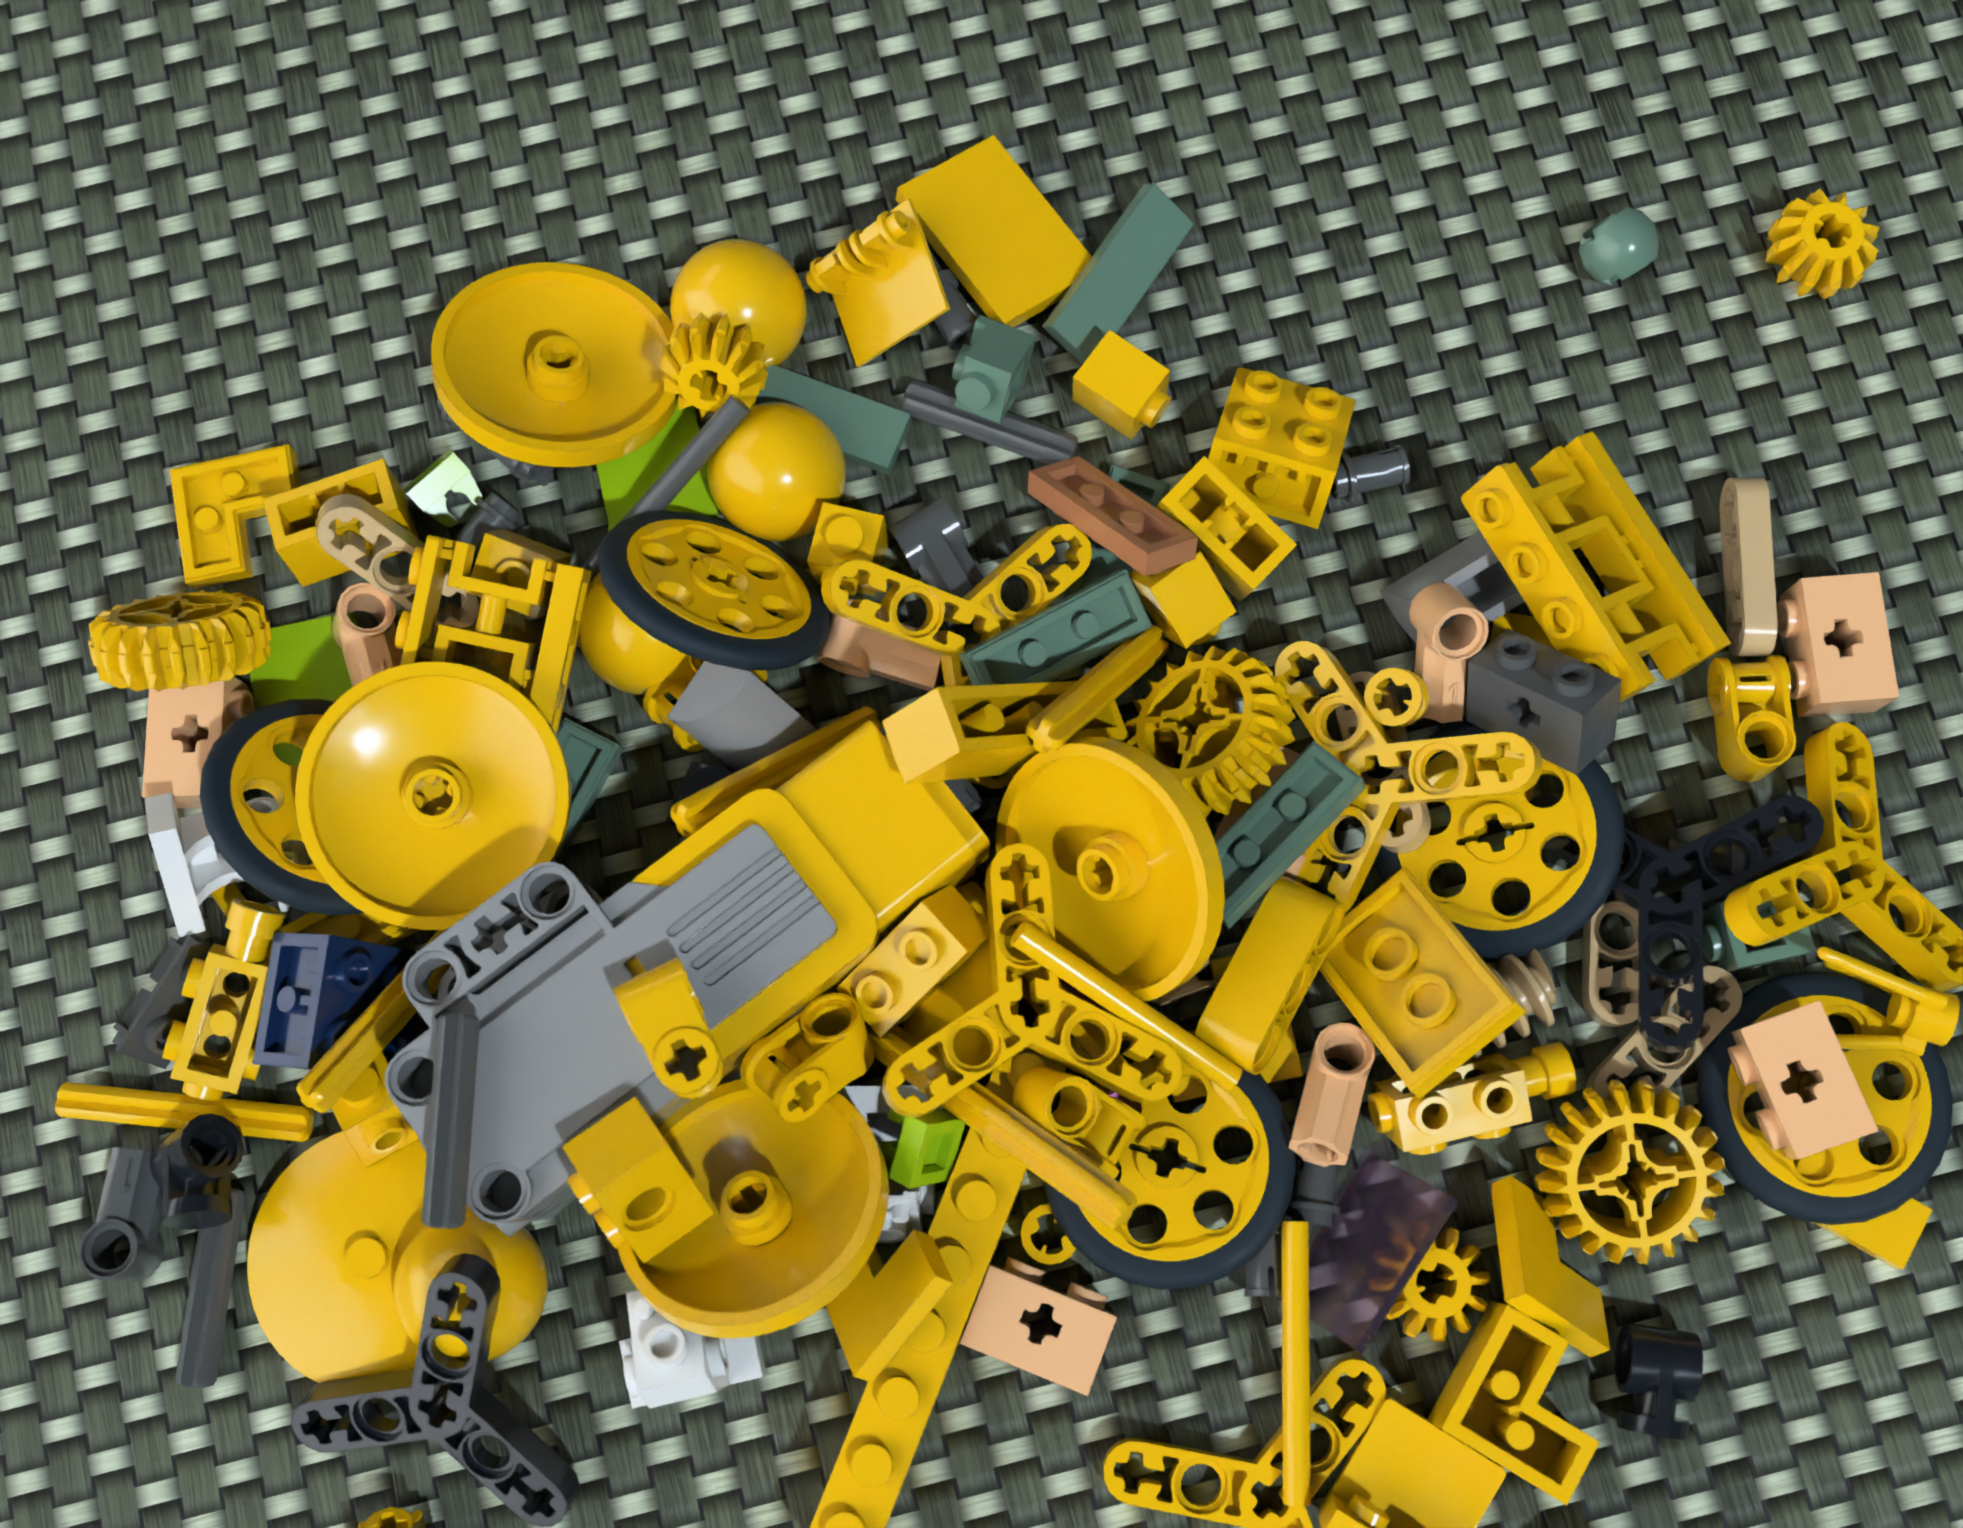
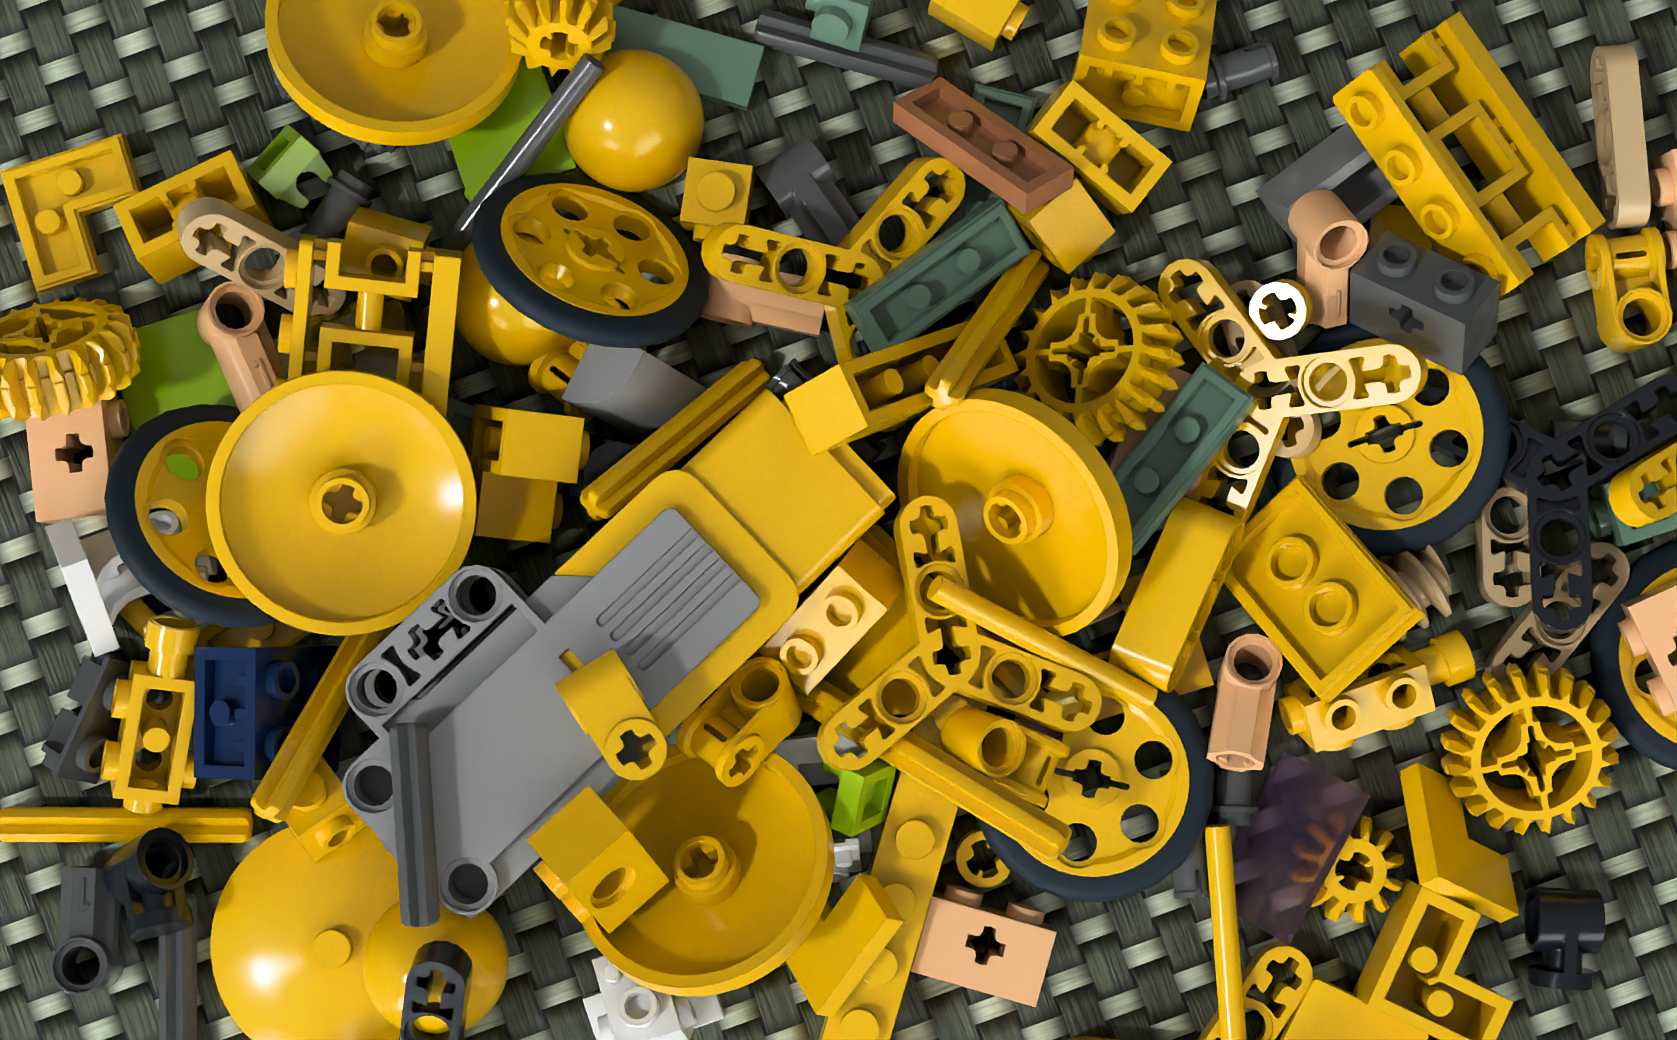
camera: 15 degrees left, 10 degrees up
(618, 788) = (517, 469): none -> yellow brick

